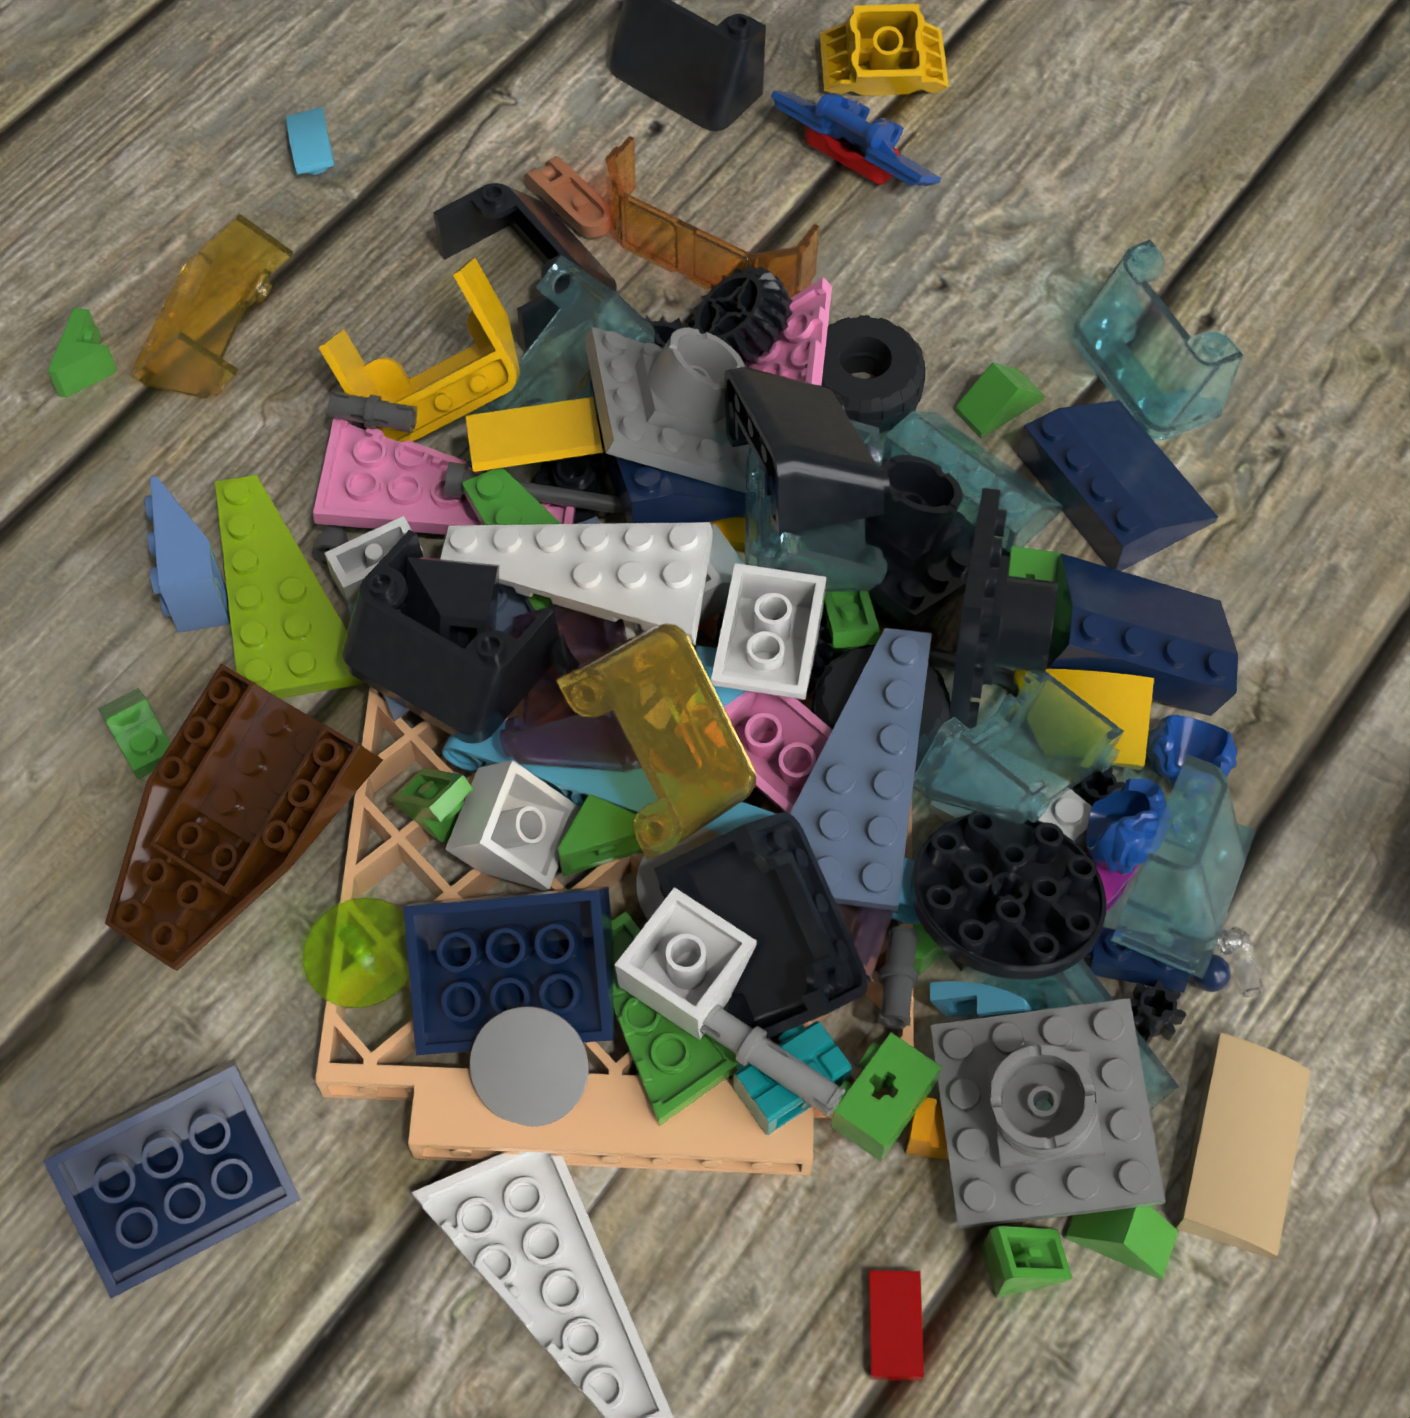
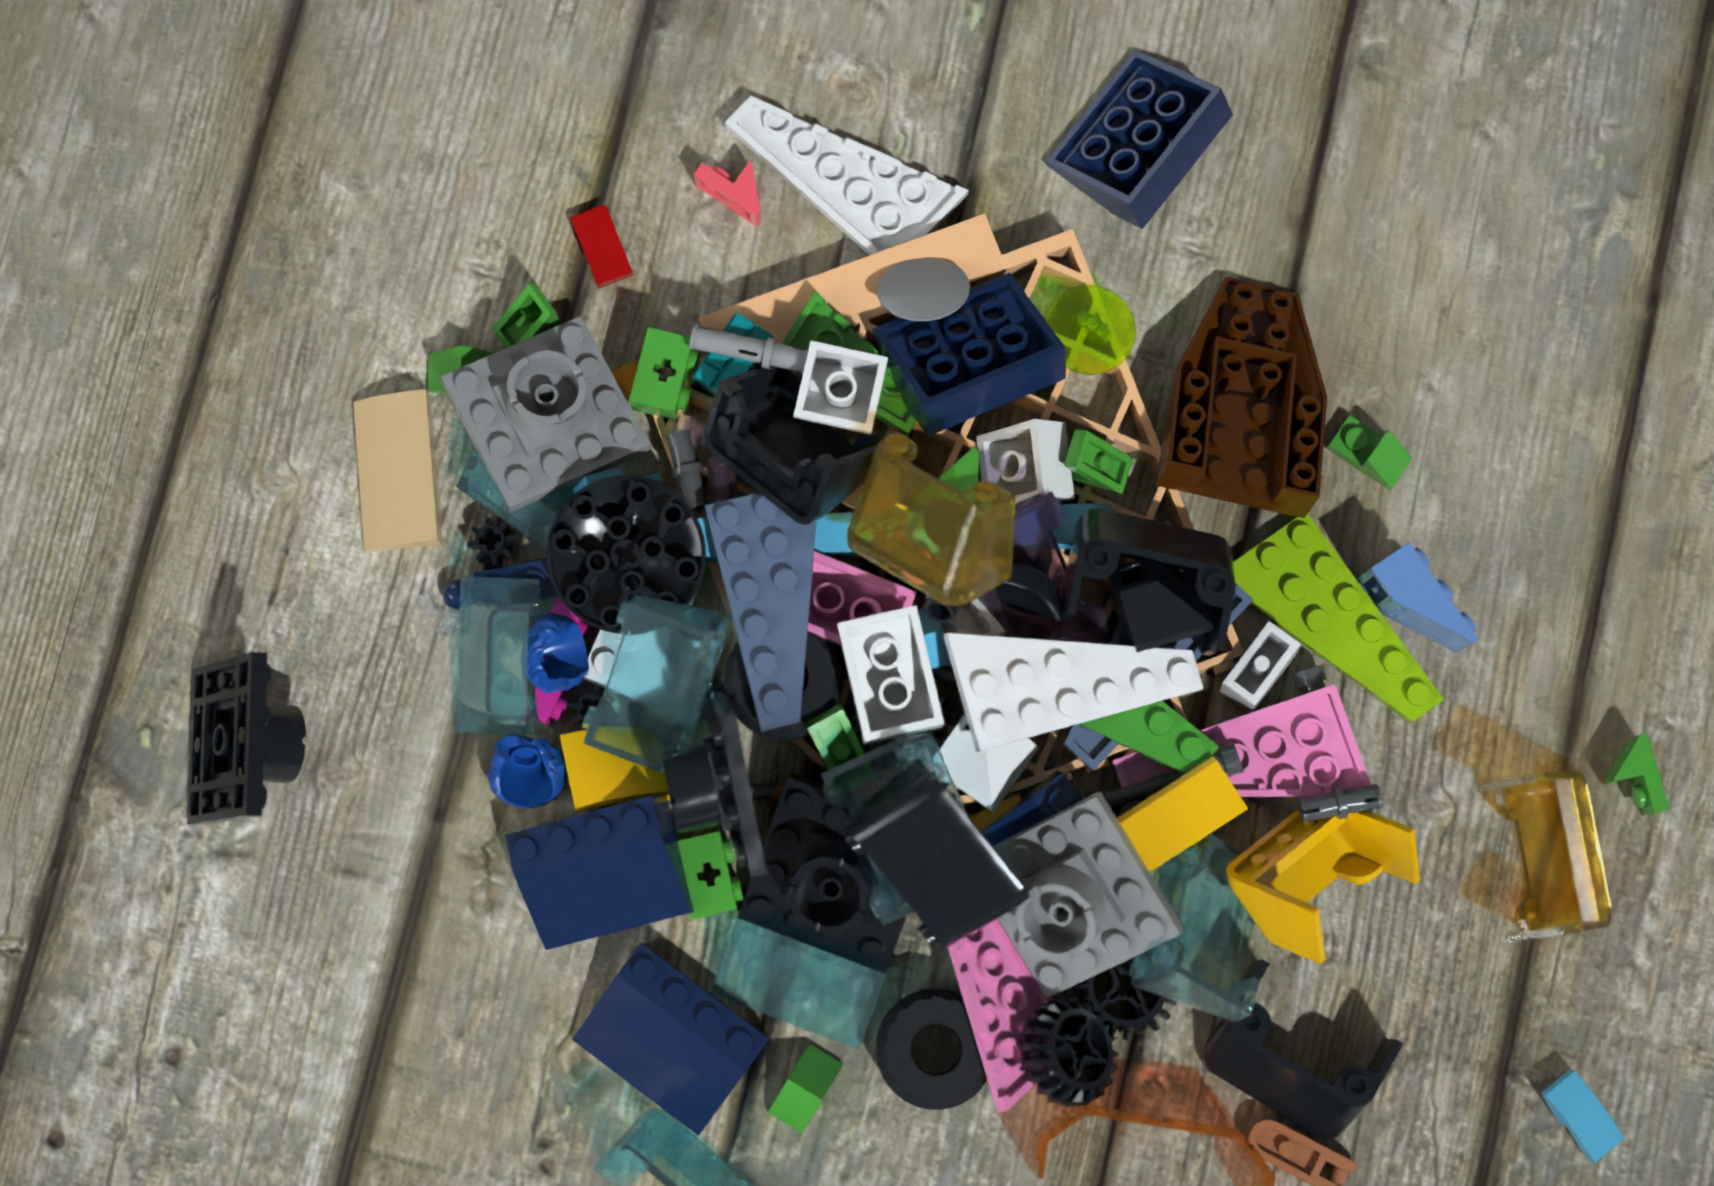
camera: 155 degrees right, 20 degrees up
(695, 1308) = (737, 196): none -> coral slope

